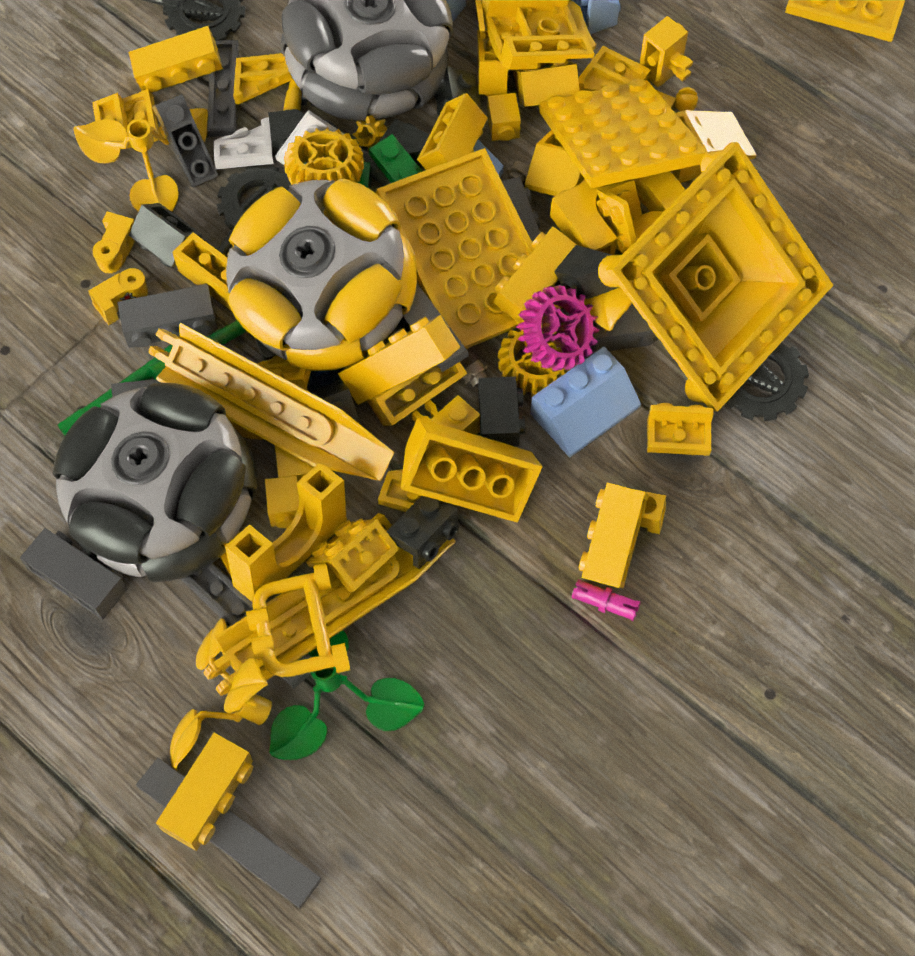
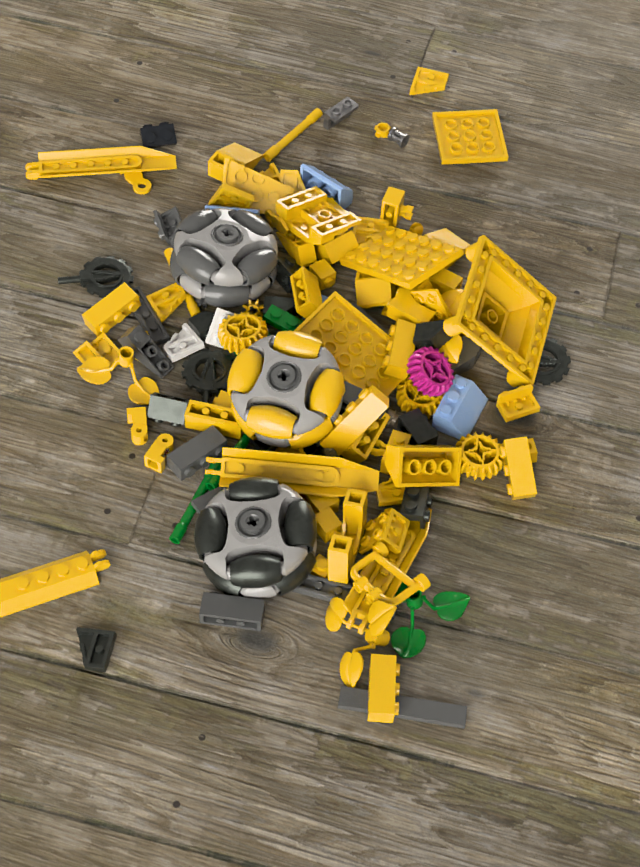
camera: 30 degrees left, 10 degrees down
(559, 484) = (484, 450): none -> yellow gear
(606, 600) = (530, 505): dark pink pin -> none

